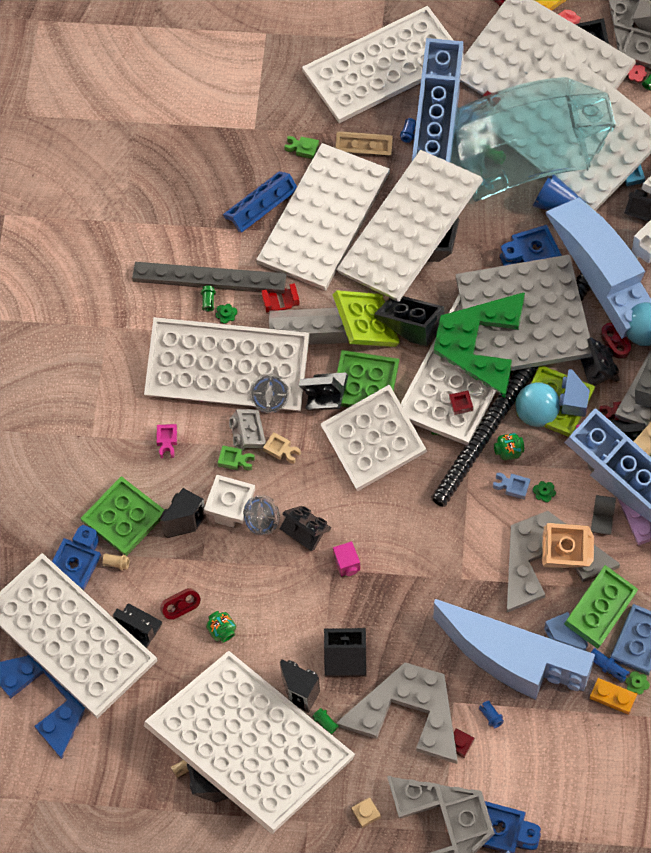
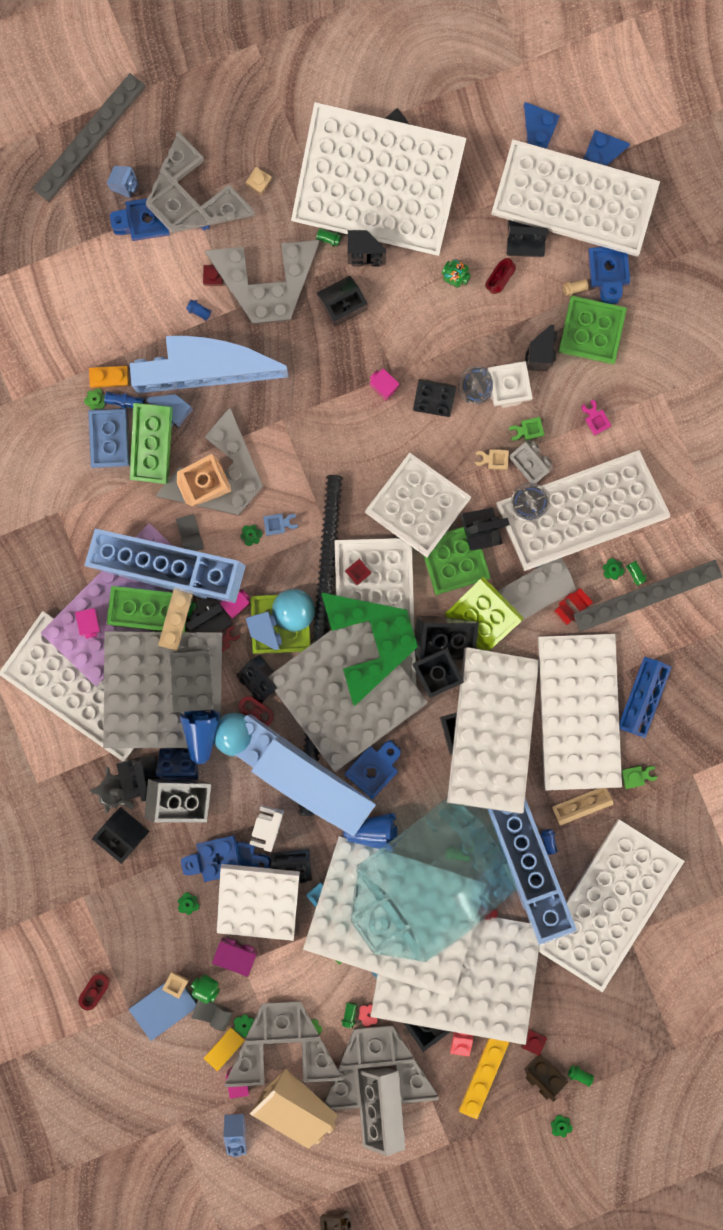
camera: 145 degrees right, 25 degrees up
(433, 287) = (438, 672): none -> black slope
(509, 446) = (299, 558): green head -> none

